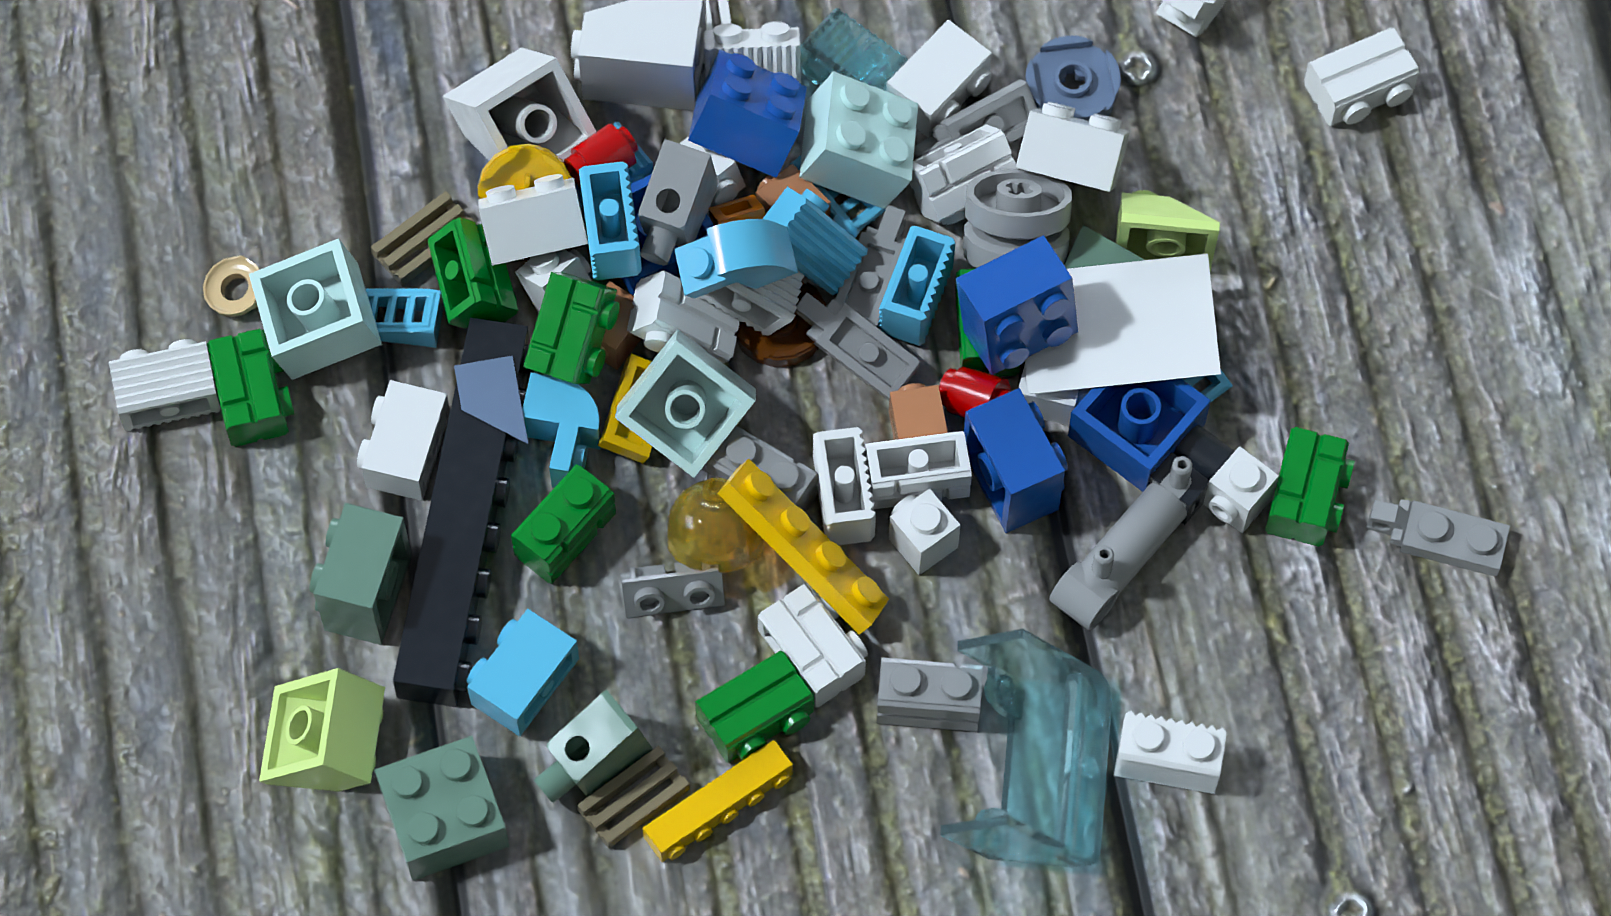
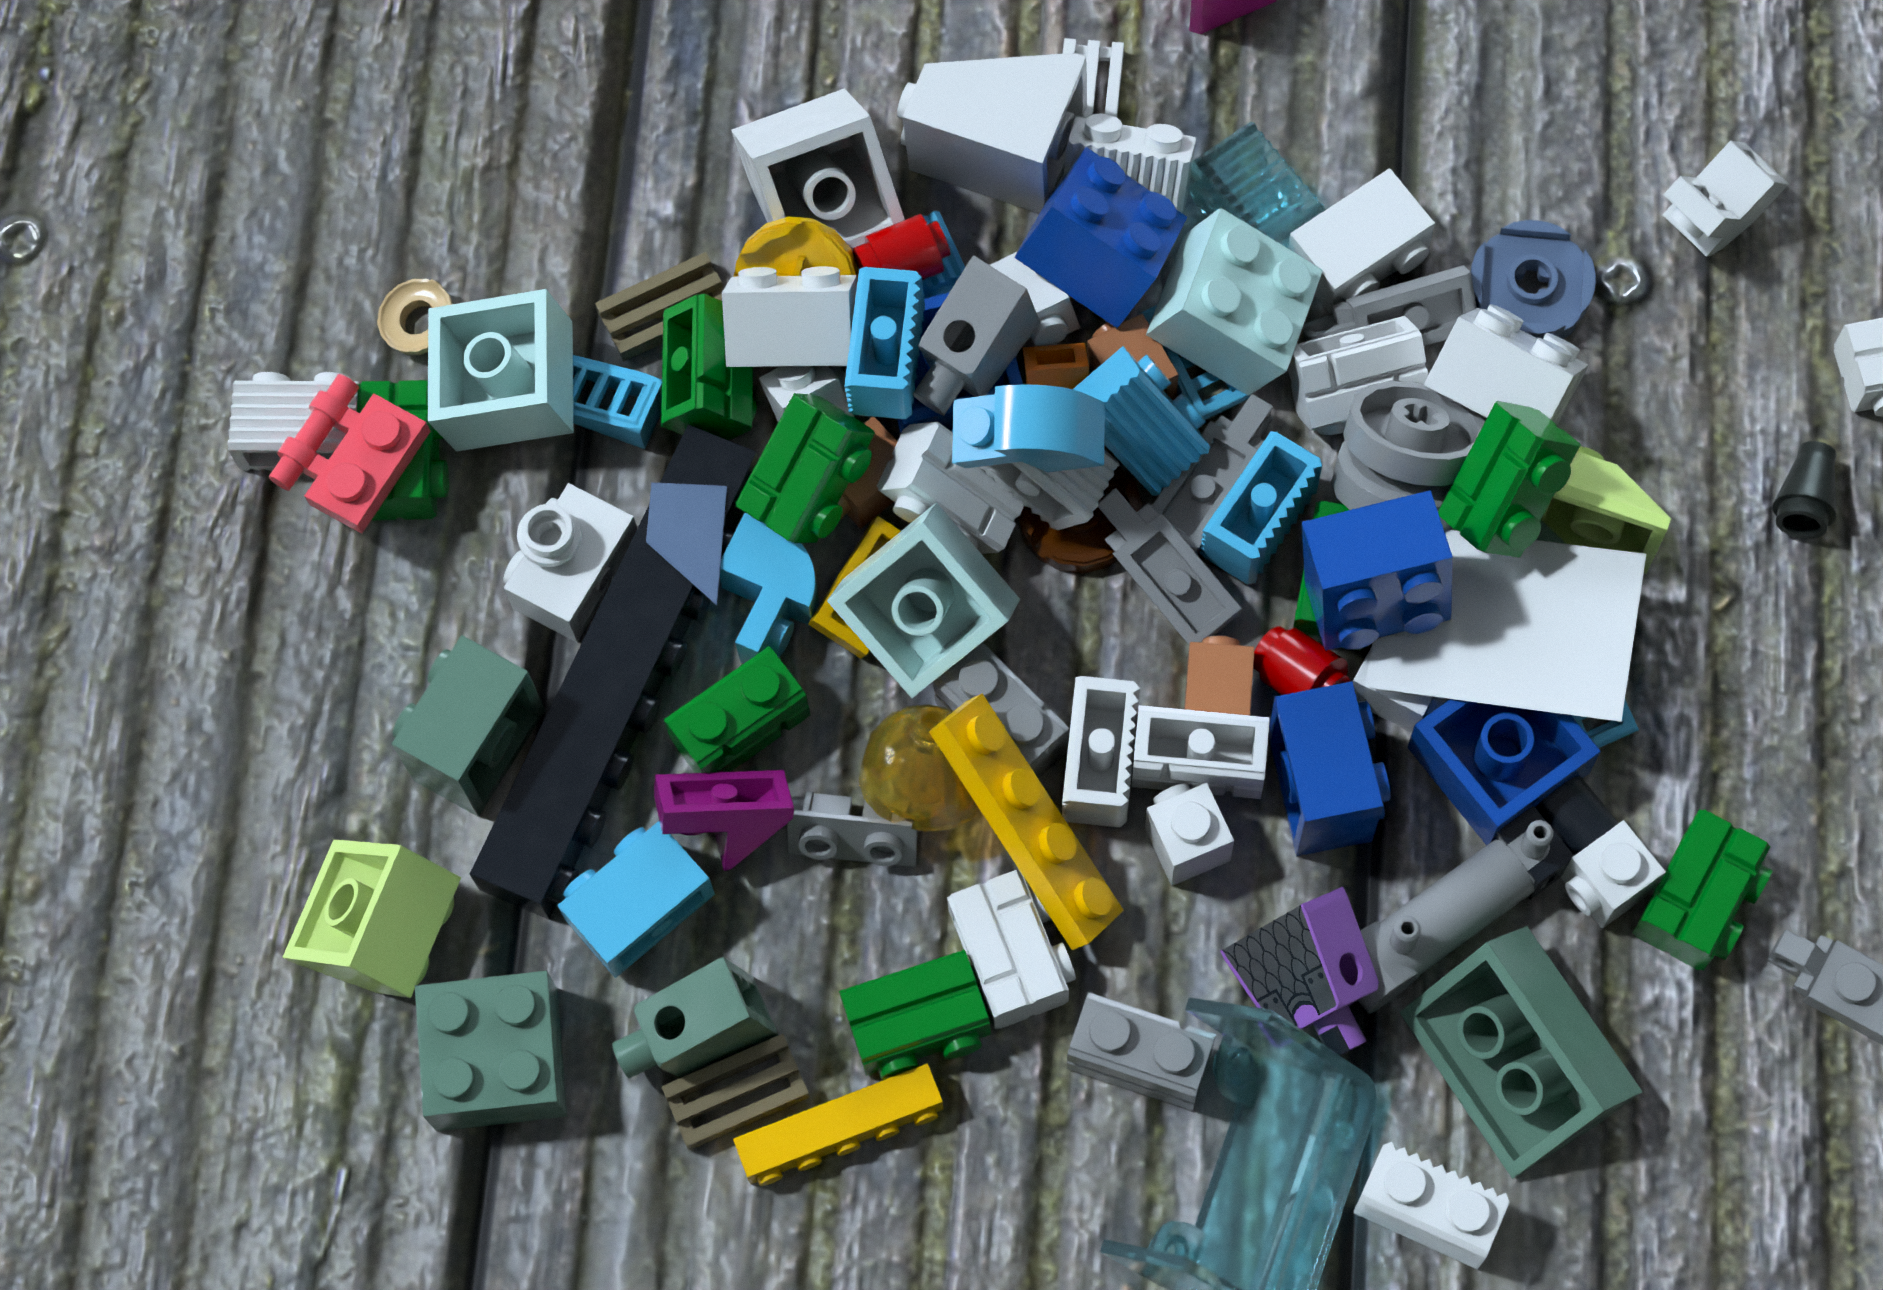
camera: 20 degrees right, 5 degrees up
(231, 397) = (364, 464): none -> coral plate
(383, 407) = (546, 518): none -> white plate
(581, 587) = (737, 806): none -> magenta slope
(1041, 598) = (1309, 968): none -> torso
(1097, 219) = (1509, 479): none -> green brick
(1205, 630) = (1519, 1050): none -> sand green slope
(1312, 190) = (1808, 494): none -> pearl dark grey cone

